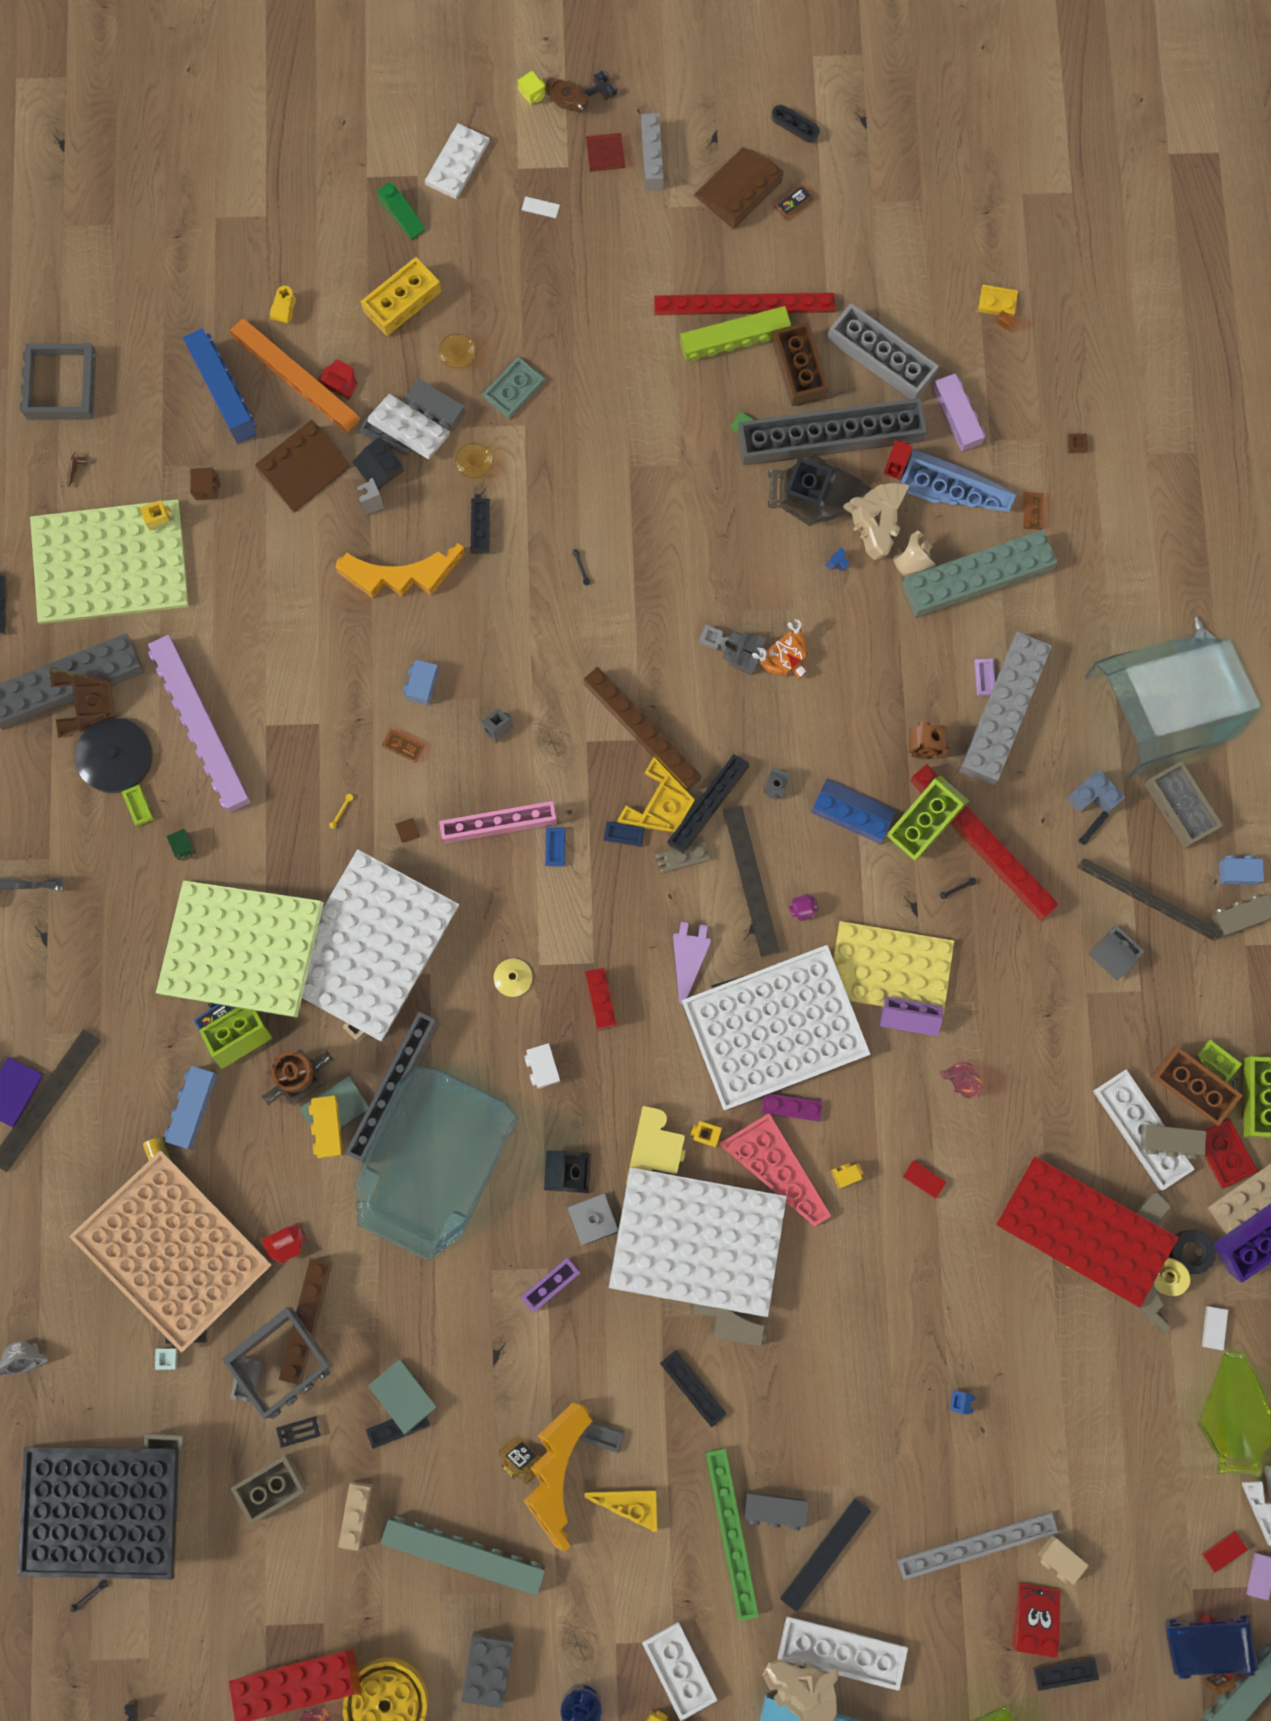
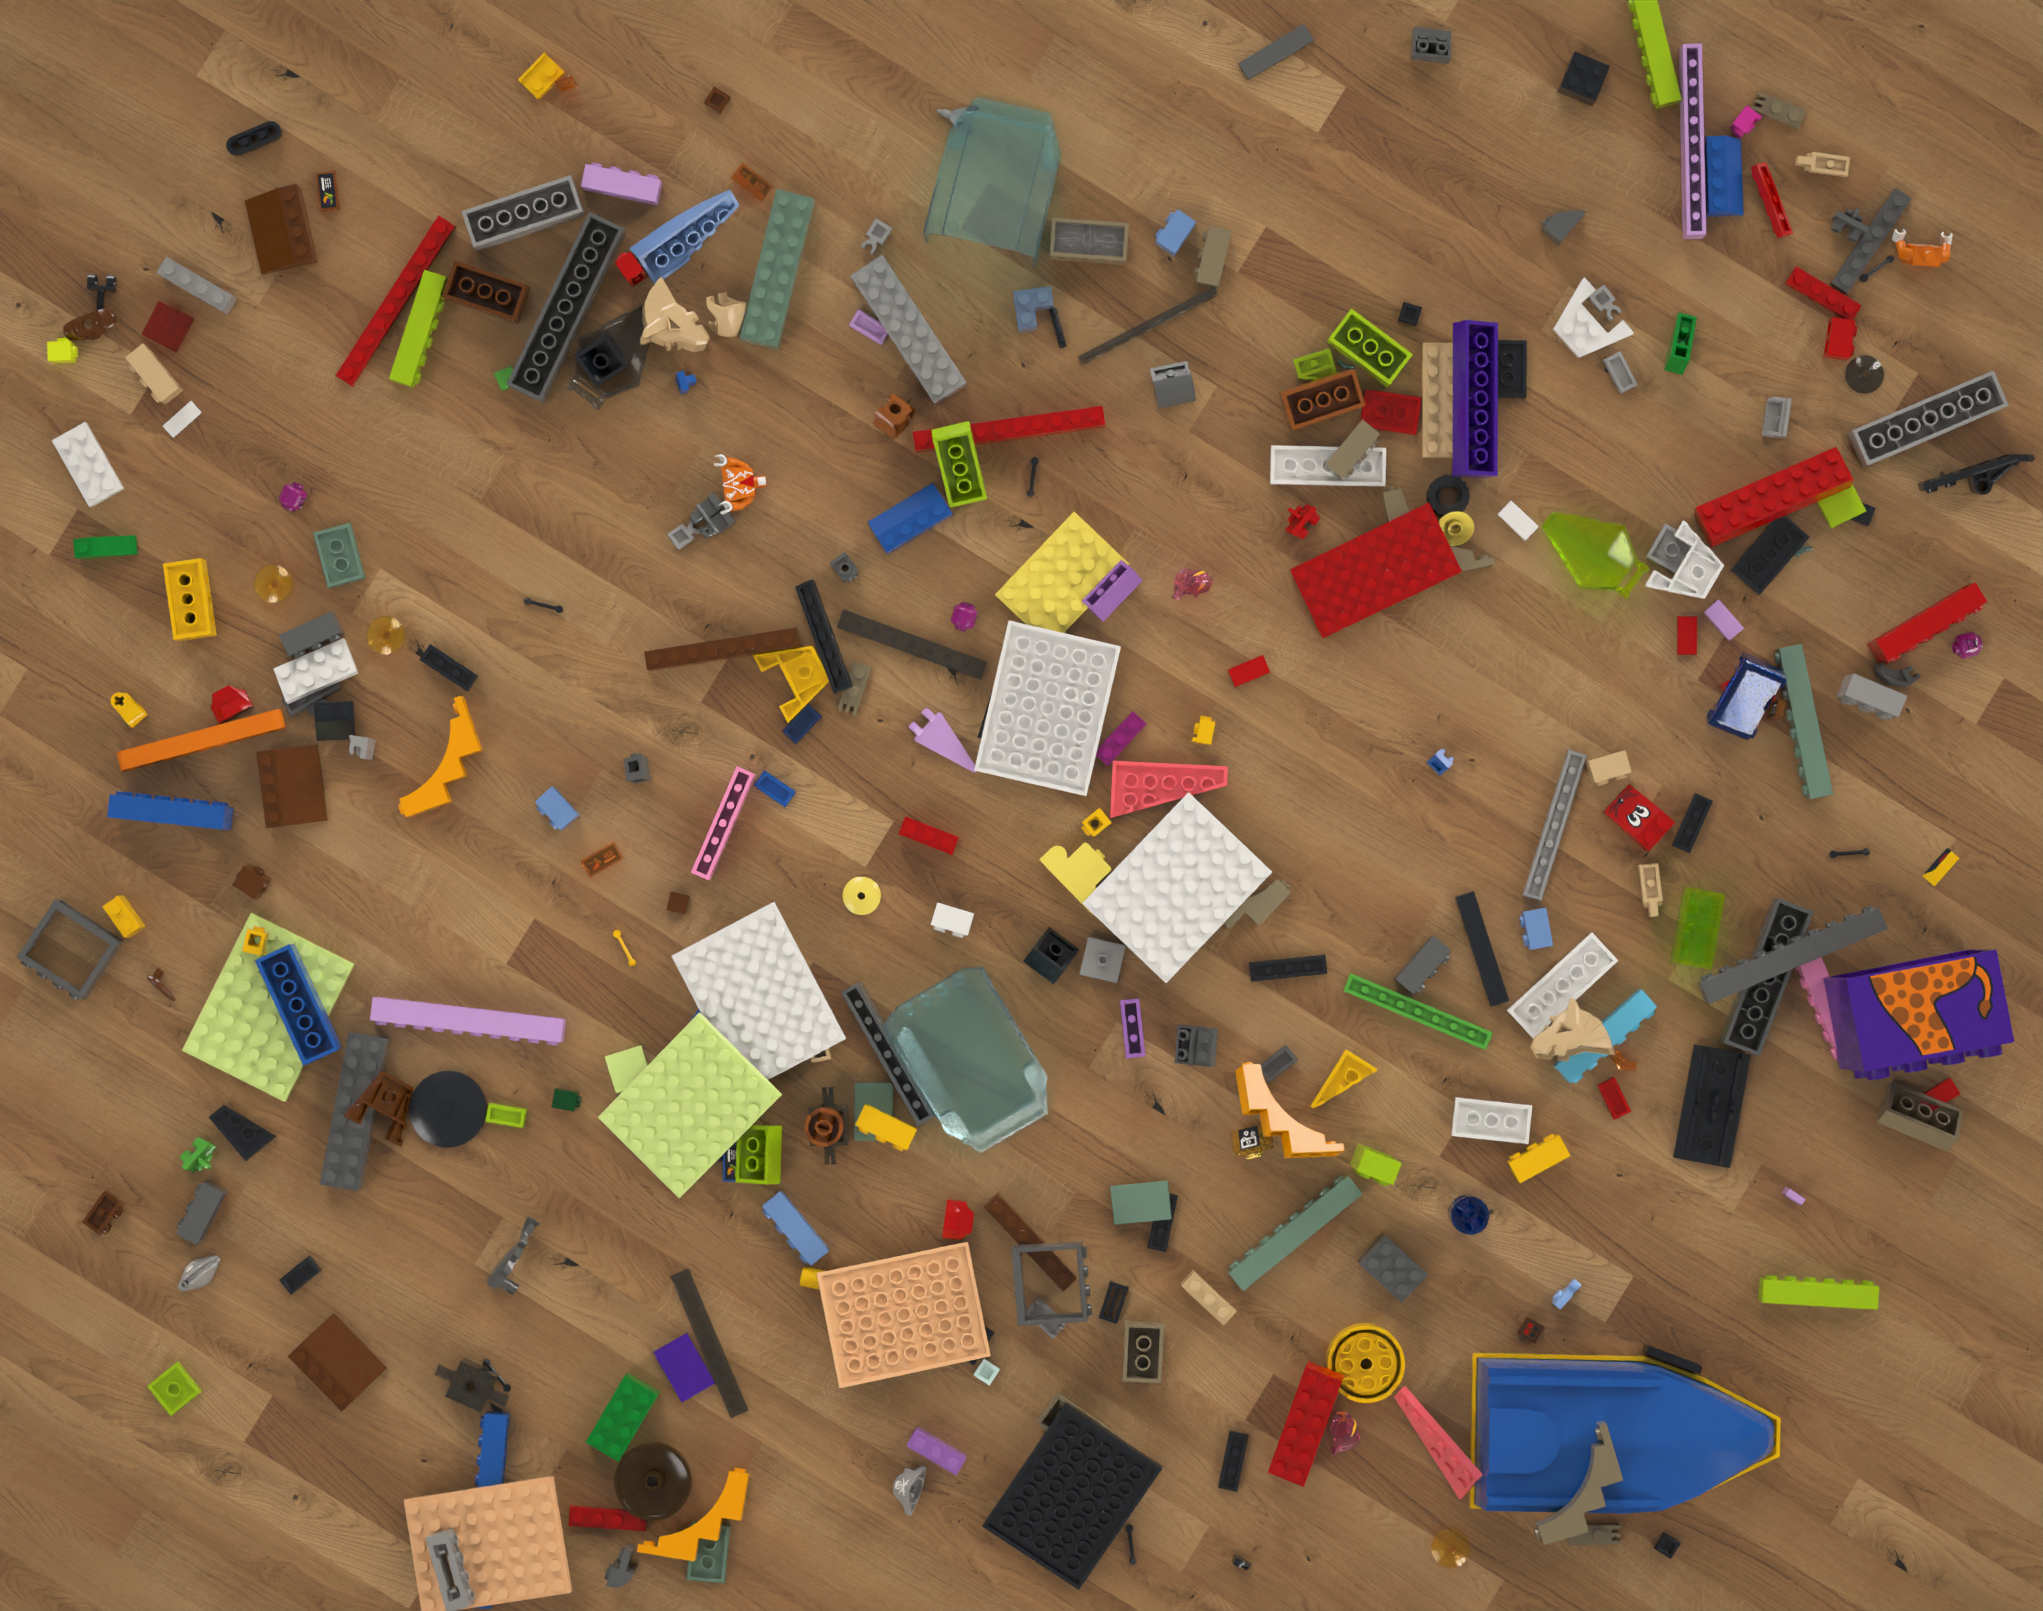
camera: 50 degrees left, 10 degrees up
(68, 1361) = (936, 1450): none -> medium lavender brick
(112, 404) = (124, 916): none -> yellow brick
(124, 579) = (298, 1004): none -> blue brick
(221, 1640) = (1233, 1461): none -> black tile
(241, 875) = (626, 1066): none -> yellowish green tile
(536, 322) = (292, 496): none -> magenta head
(560, 163) = (153, 374): none -> tan brick
(571, 1352) = (1196, 1045): none -> dark grey brick
(571, 1591) = (1372, 1163): none -> lime brick
(876, 1593) = (1536, 928): none -> medium blue brick
(983, 1675) = (1650, 887): none -> tan hinge
(1063, 633) = (878, 234): none -> light grey plate
(1082, 1134) = (1298, 519): none -> red hips

